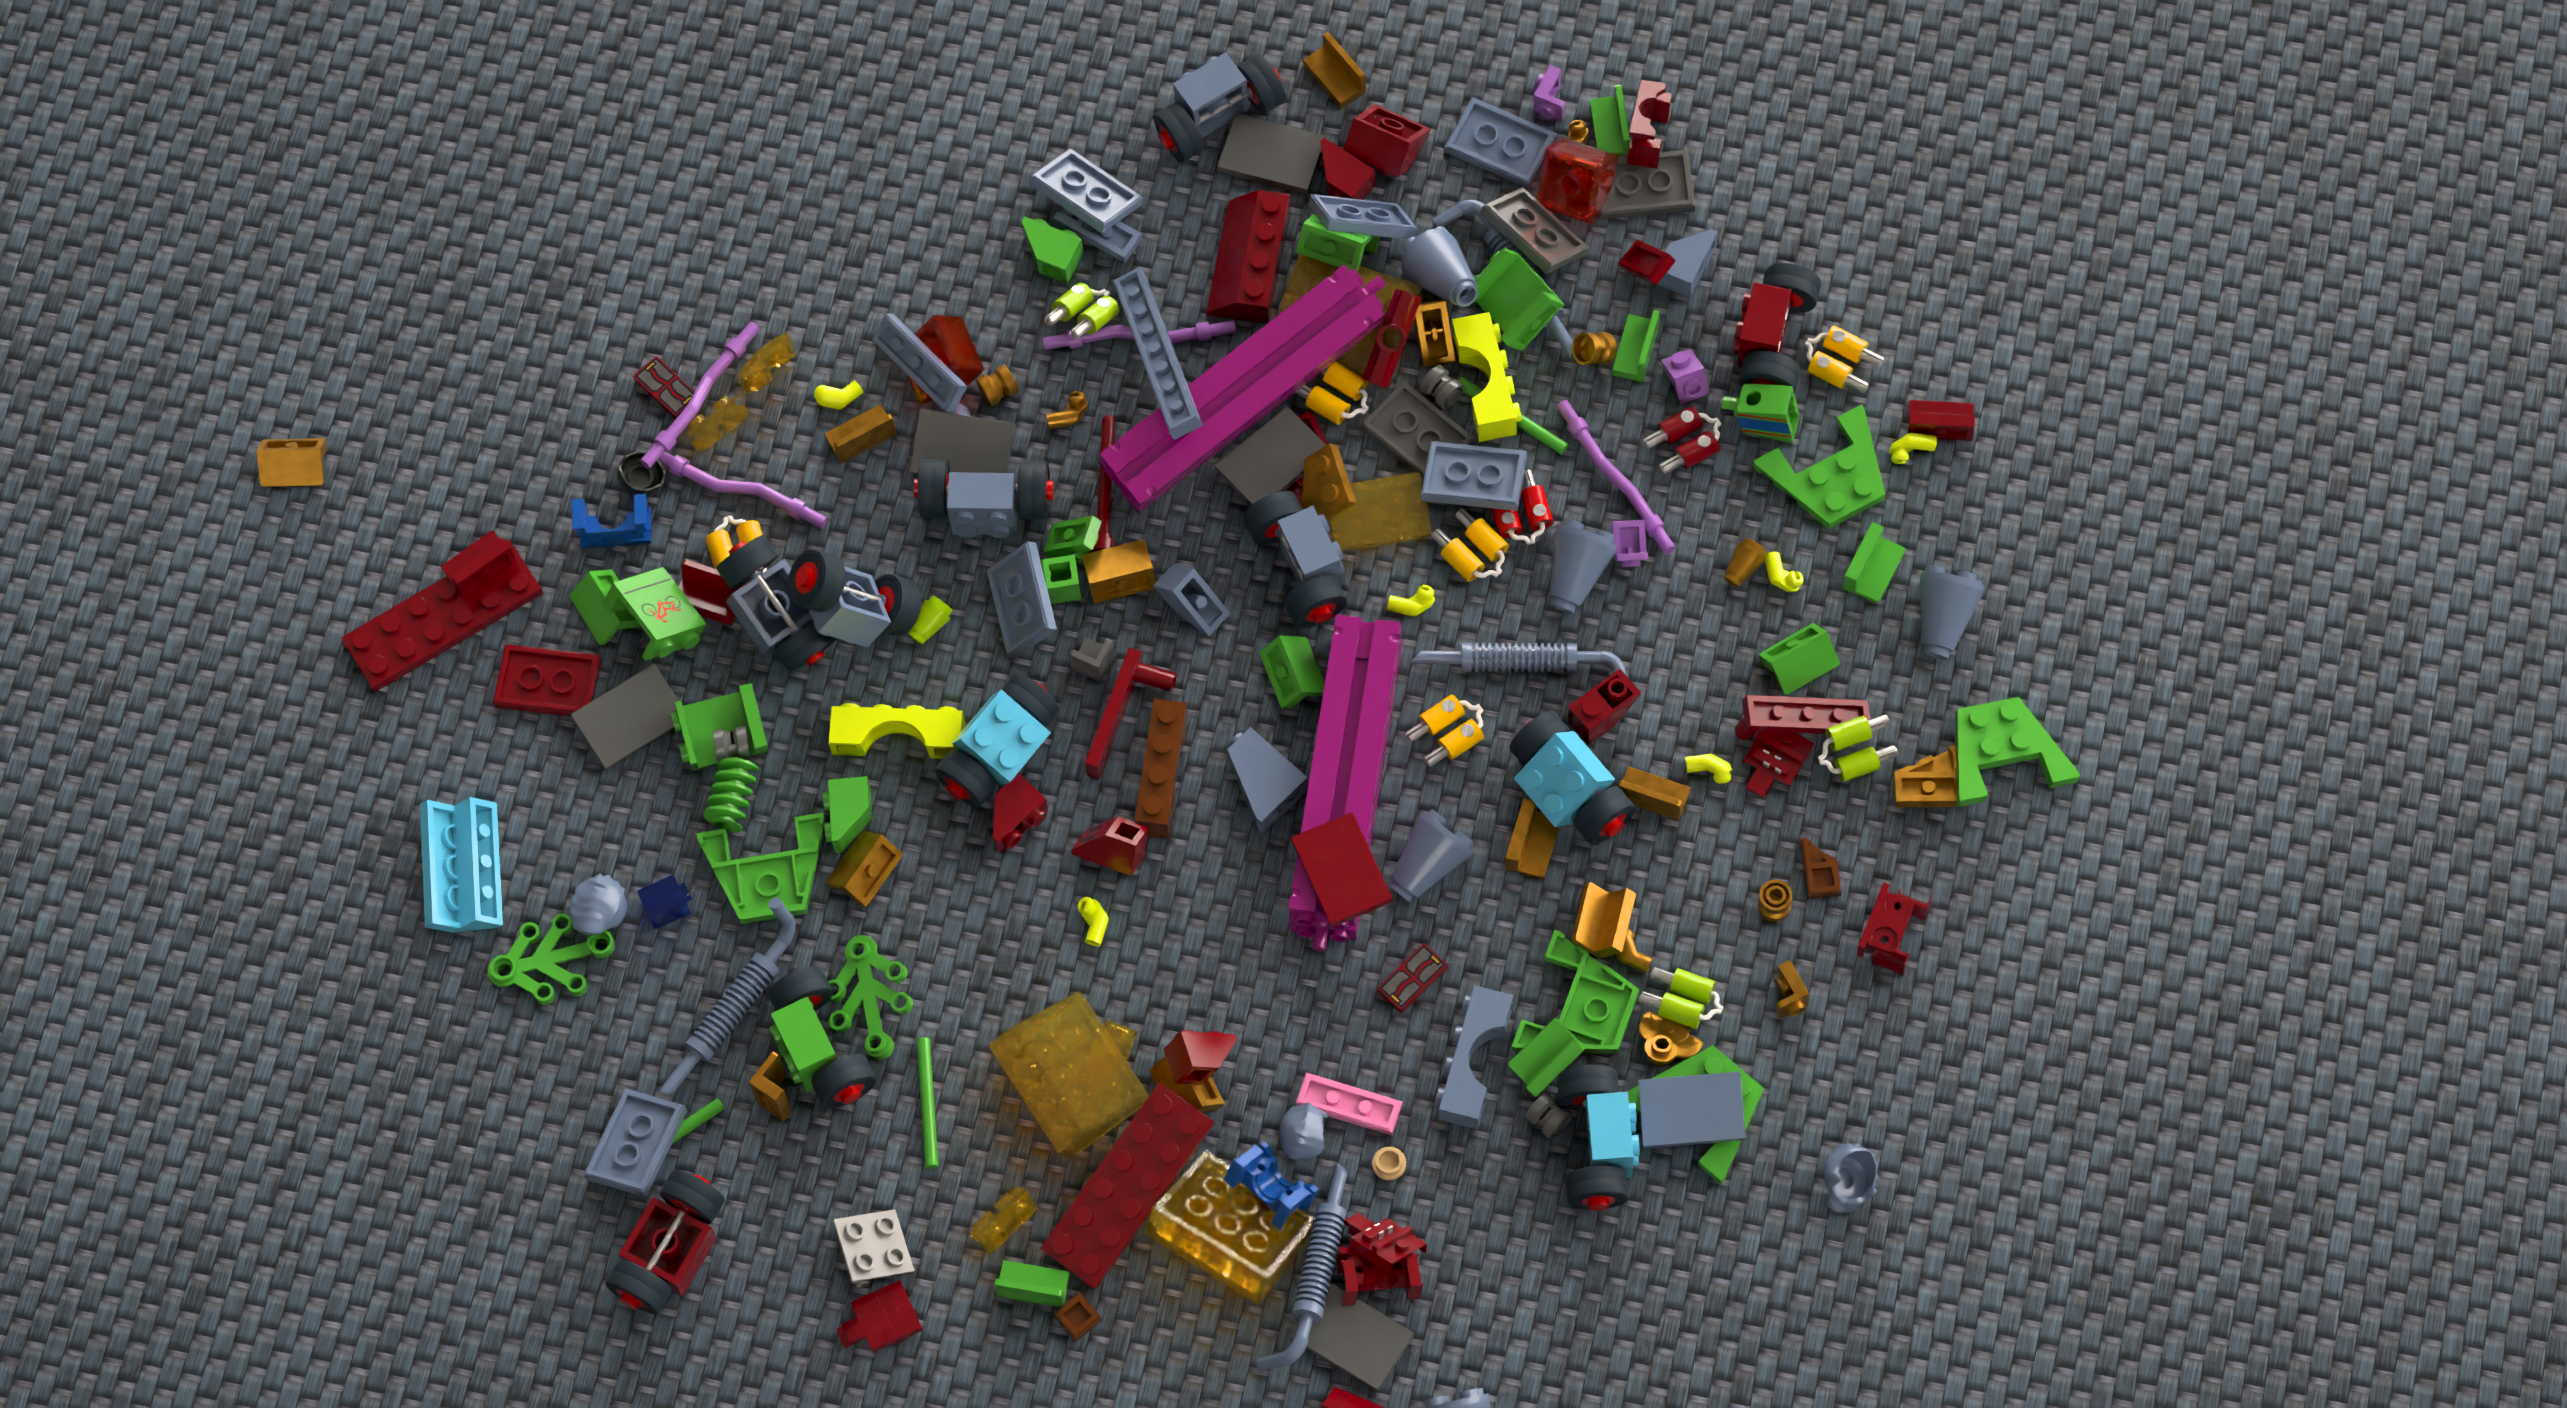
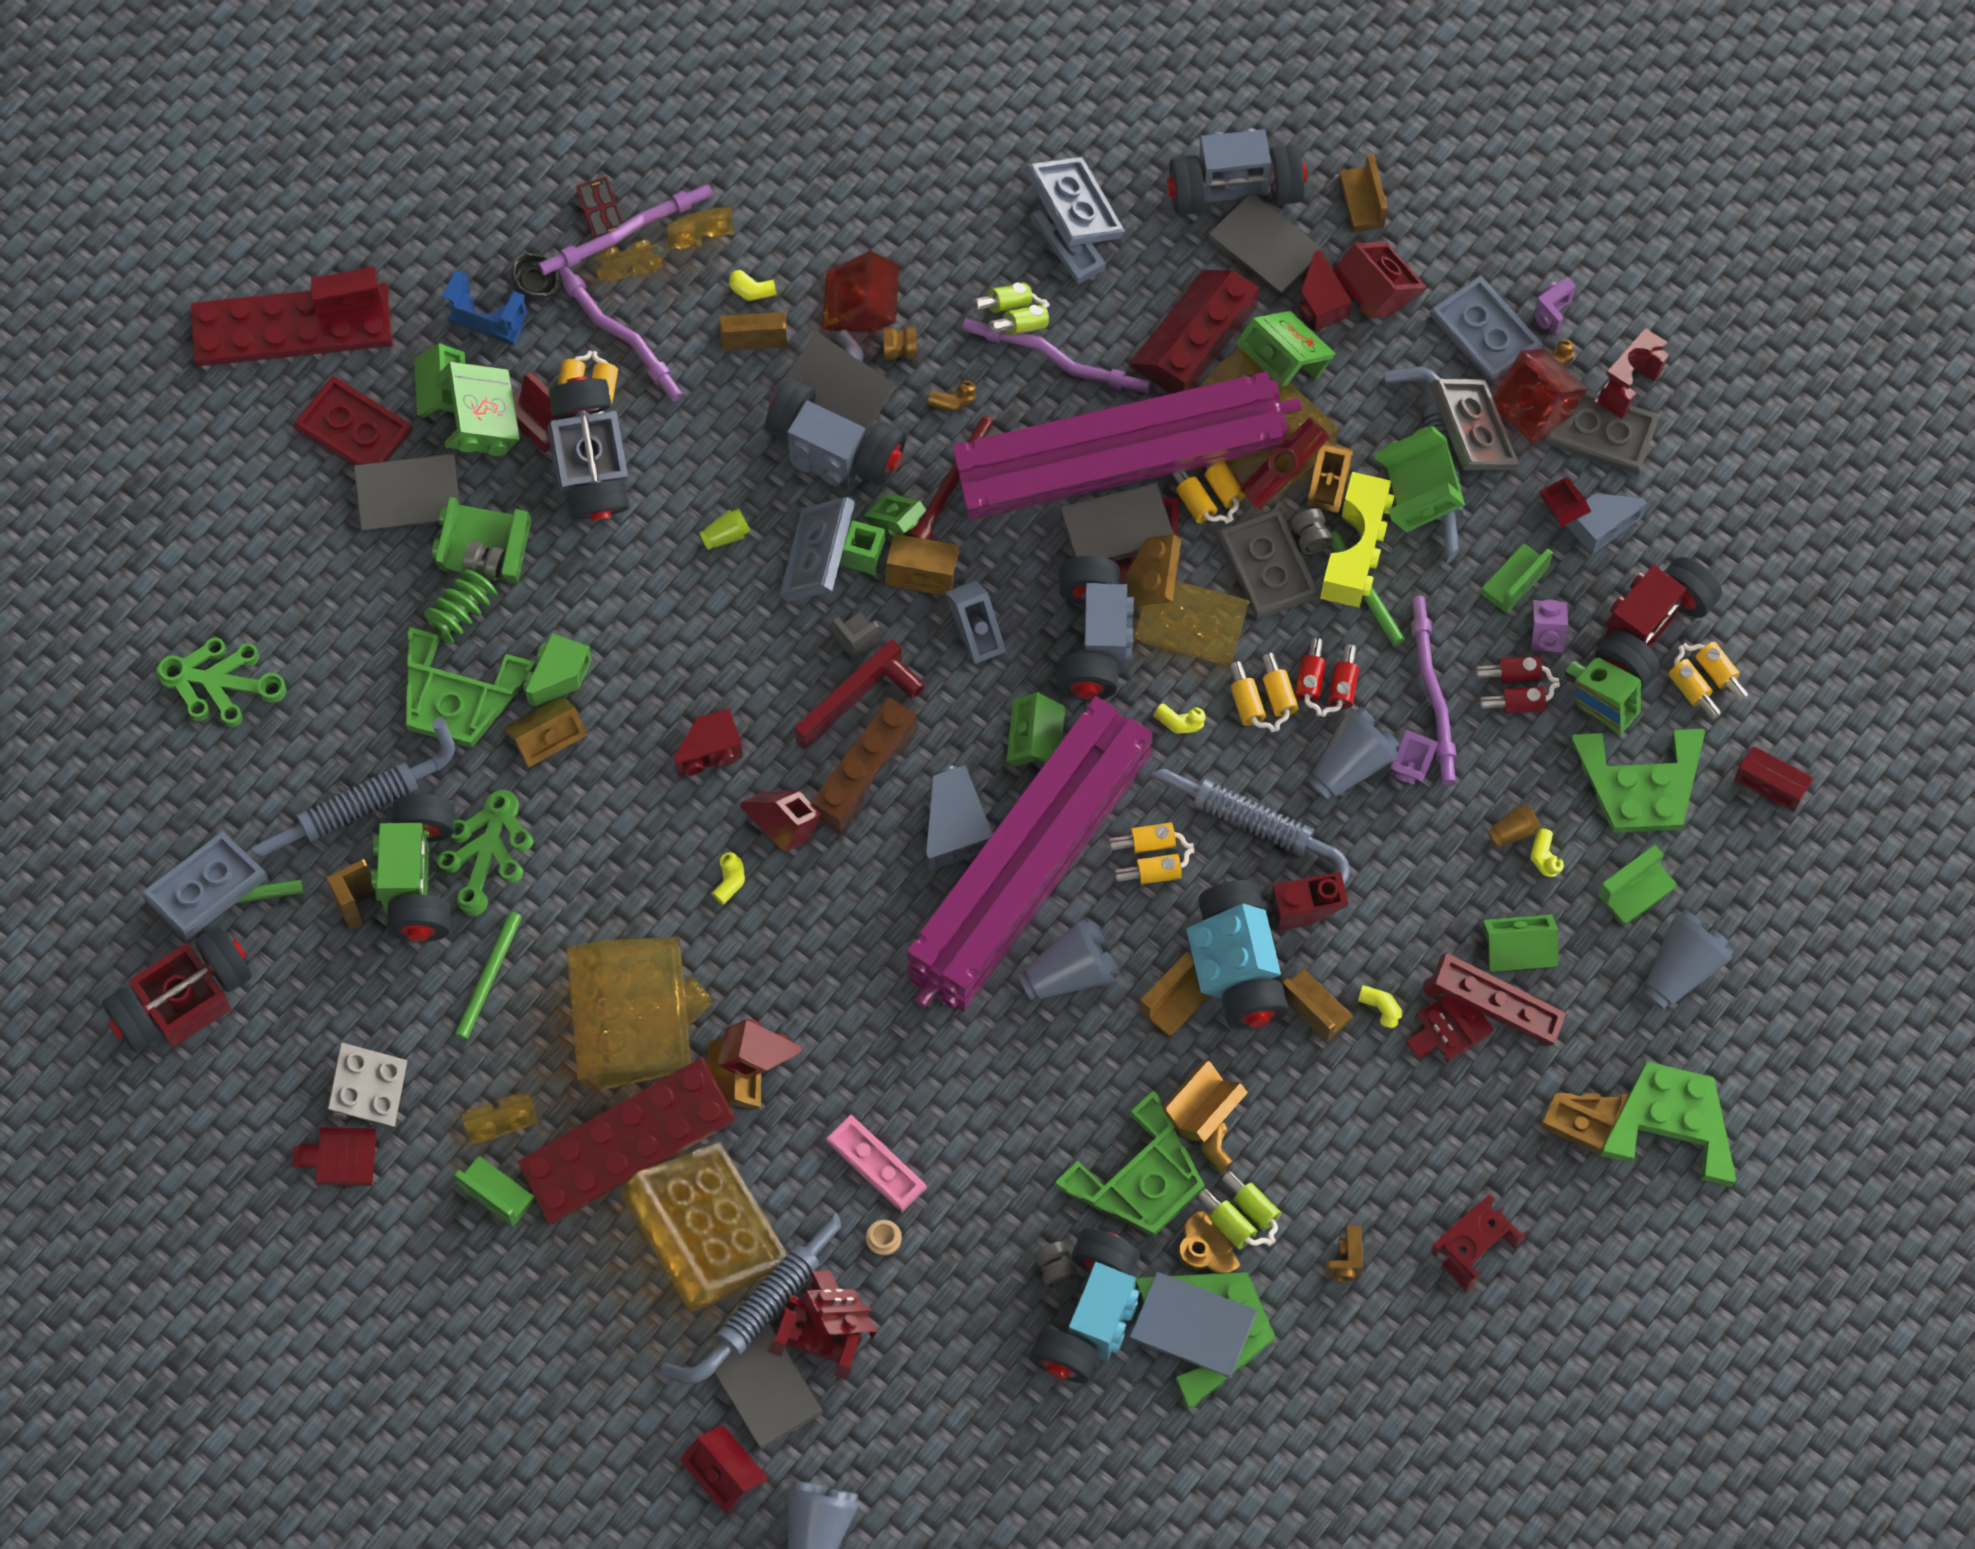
camera: 20 degrees right, 0 degrees up
(291, 462) = (232, 125): pearl gold panel -> none
(461, 865) = (185, 558): medium azure slope -> none
(598, 905) = (285, 651): sand blue hair -> none
(665, 901) = (348, 676): clear blue brick -> none
(849, 601) = (655, 477): brick -> none
(857, 727) = (605, 599): neon yellow arch -> none
(919, 363) = (838, 289): sand blue tile -> none
(998, 740) = (726, 668): brick -> none
(1053, 250) = (1016, 242): bright green slope -> none
(1077, 1317) = (520, 1242): reddish brown tile -> none
(1157, 353) = (1056, 378): sand blue tile -> none
(1260, 1174) = (758, 1194): blue piece -> none
(1302, 1132) = (815, 1168): sand blue hair -> none
(1341, 869) = (974, 938): dark red tile -> none
(1362, 217) = (1316, 339): sand blue tile -> none
(1412, 978) = (997, 1072): tile -> none
(1439, 266) = (1364, 416): sand blue cone -> none
(1474, 475) = (1297, 627): sand blue tile -> none
(1485, 1019) = (1044, 1143): sand blue arch -> none
(1546, 1056) = (1082, 1207): bright green panel -> none
(1594, 348) = (1478, 563): pearl gold wheel -> none
(1610, 123) = (1598, 357): bright green panel -> none
(1773, 907) = (1376, 1169): pearl gold wheel -> none
(1820, 872) = (1436, 1155): reddish brown tile -> none
(1850, 1177) = (1312, 1462): sand blue hair -> none
(1861, 761) = (1529, 1068): lime piece -> none
(1911, 441) = (1732, 786): neon yellow arm -> none

